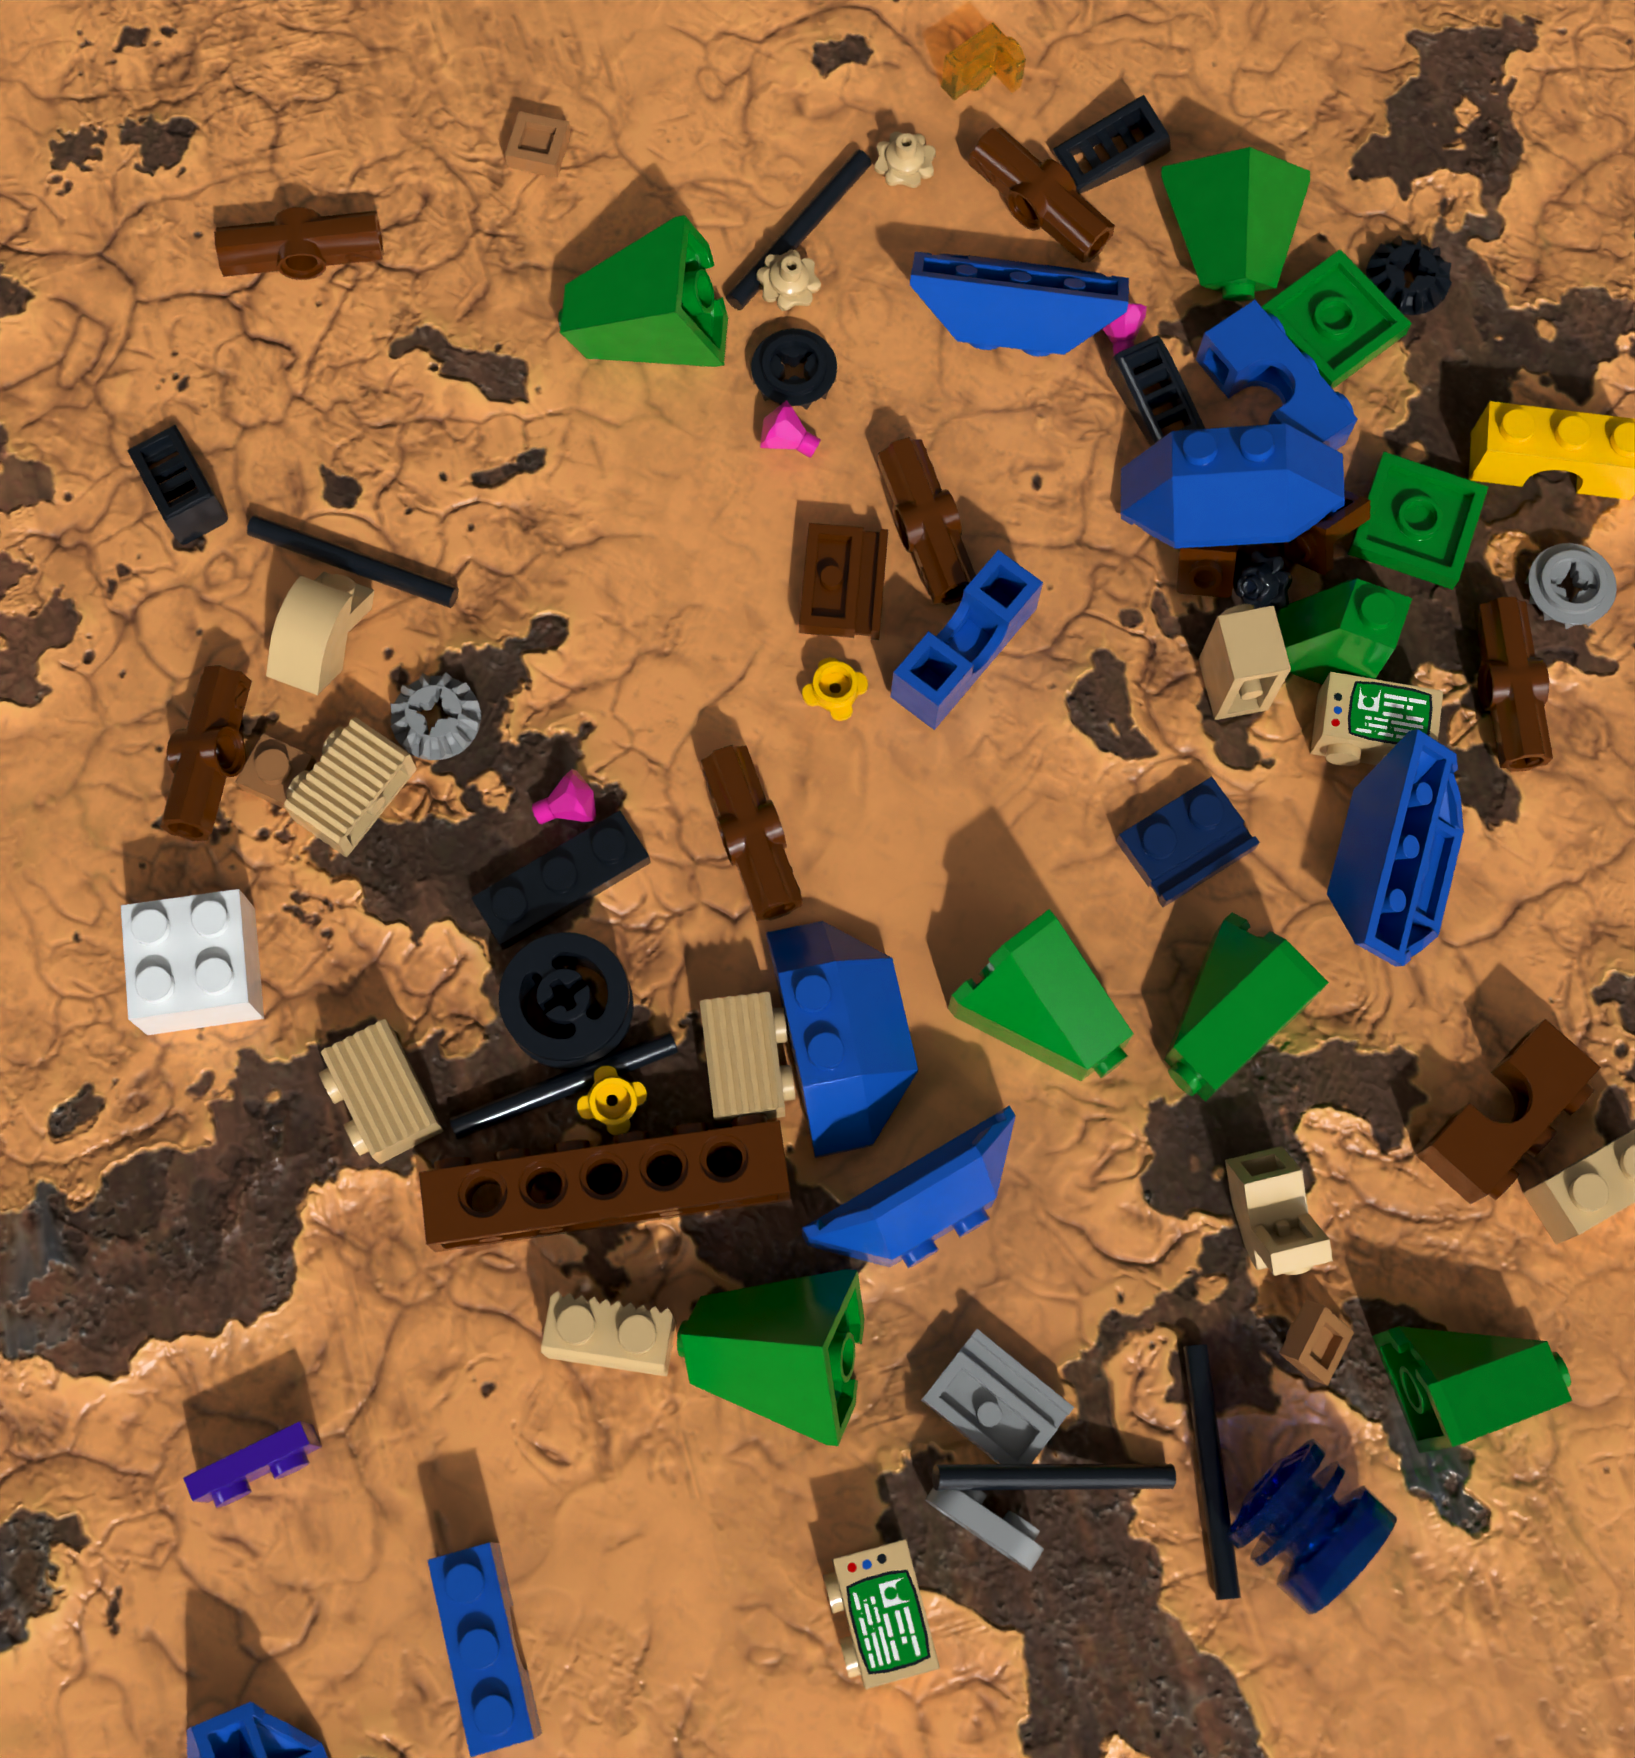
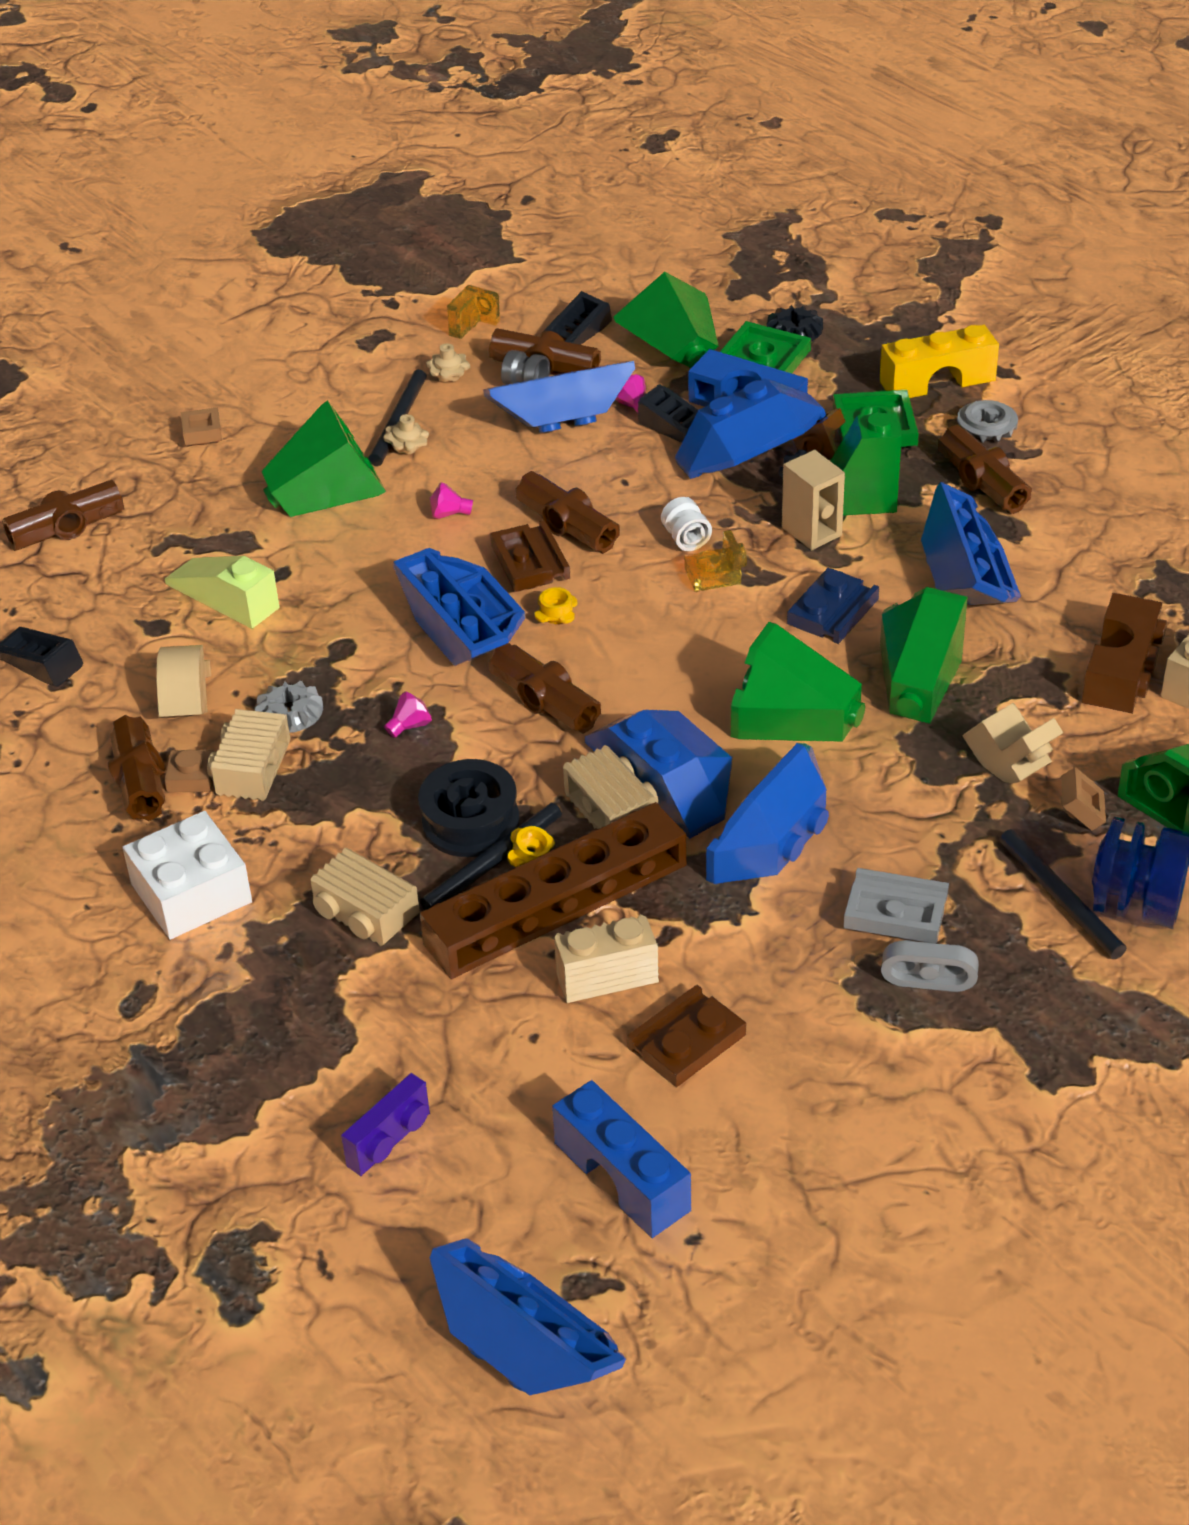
camera: 20 degrees left, 30 degrees down
(352, 561) = (211, 652): black bar -> none
(444, 466) = (230, 586): none -> yellowish green slope
(561, 880) = (433, 747): black plate -> none
(656, 1479) = (686, 1035): none -> reddish brown plate
(708, 656) = (458, 604): none -> blue wedge
(781, 1350) = (729, 924): green slope -> none
(793, 348) = (423, 473): black gear -> none
(883, 1615) = (893, 1036): brick -> none
(948, 664) = (626, 559): blue arch -> none
(998, 220) = (520, 368): none -> flat silver wheel
(1052, 1476) = (958, 920): black bar -> none
(1068, 615) = (686, 524): none -> white wheel
(1071, 704) = (716, 567): none -> clear yellow bracket
(1207, 571) = (759, 476): reddish brown bracket -> none
(1367, 717) = (902, 508): brick -> none

